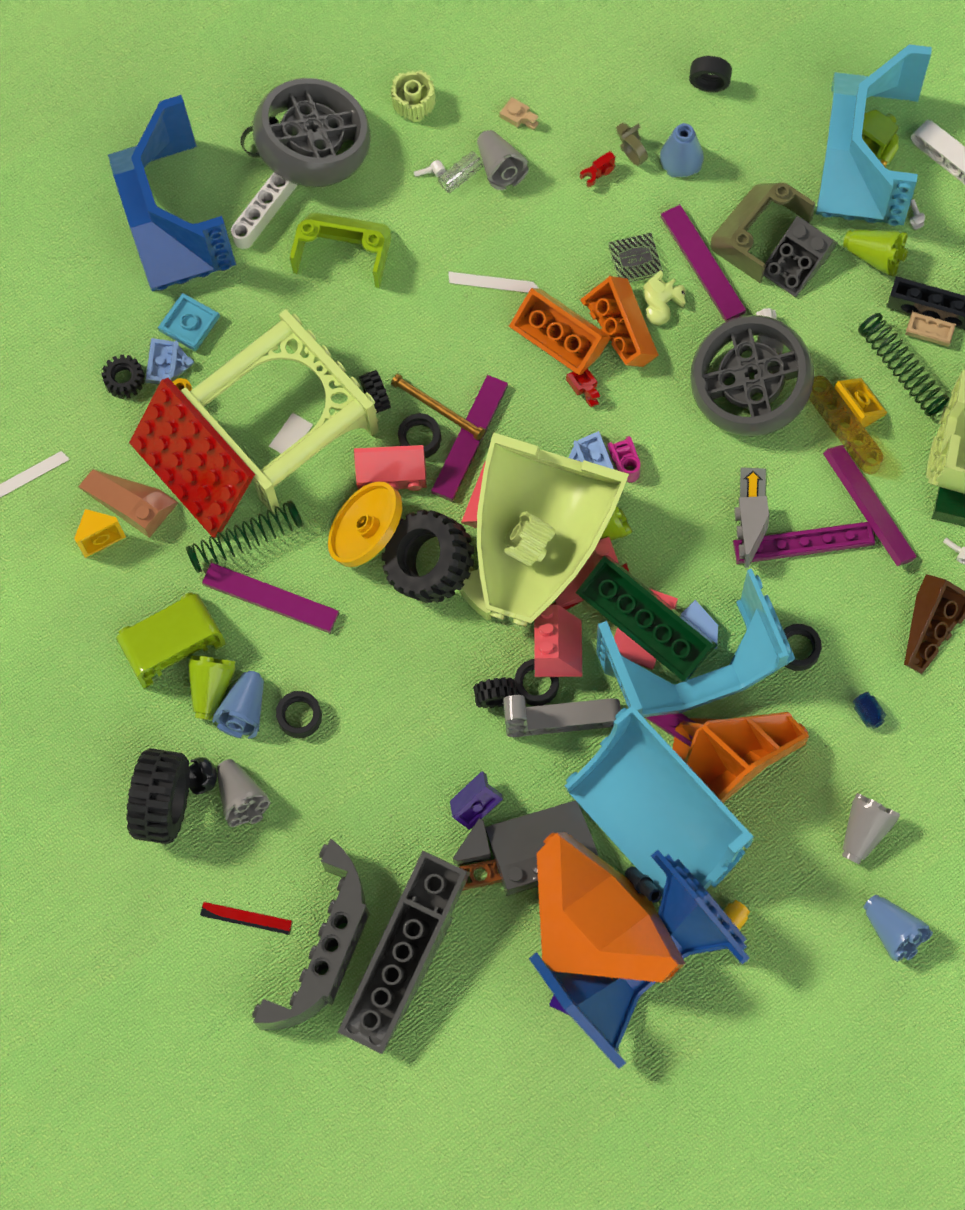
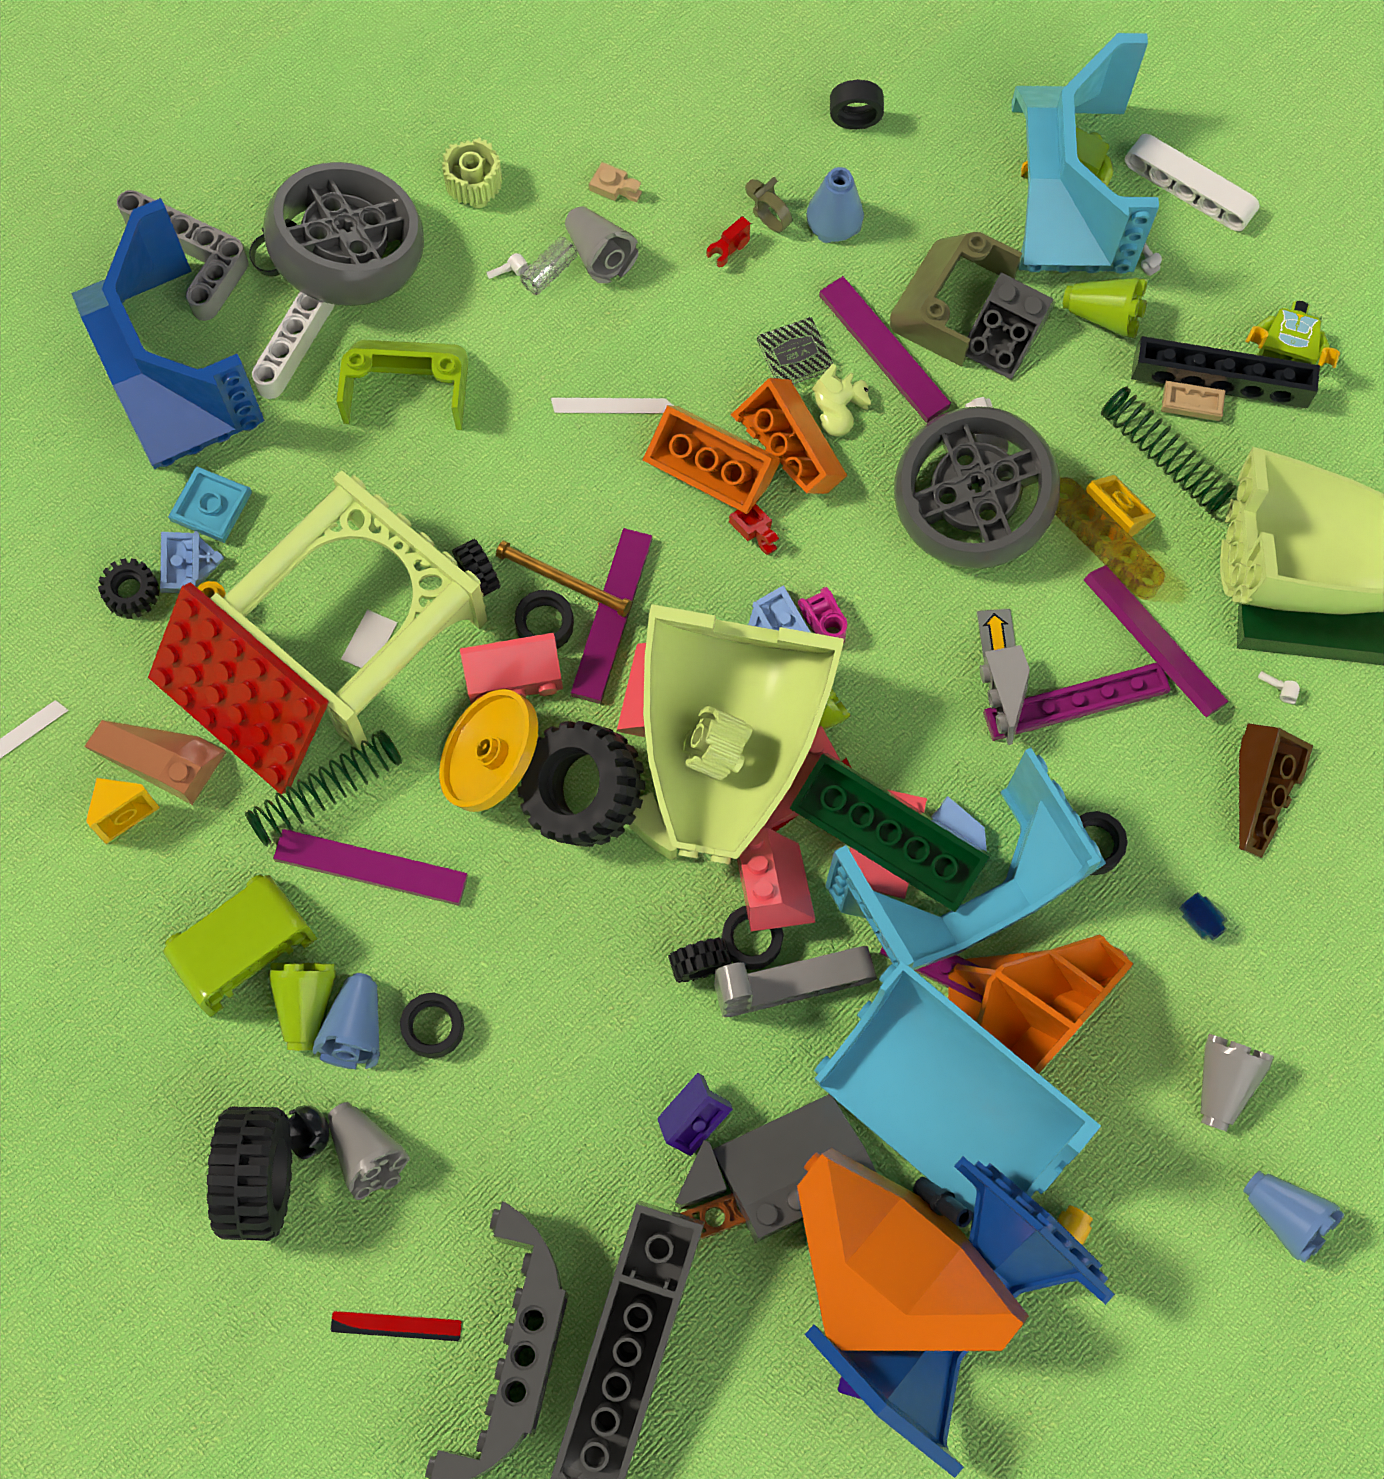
camera: 15 degrees left, 0 degrees up
(200, 125) = (215, 256): none -> light grey beam

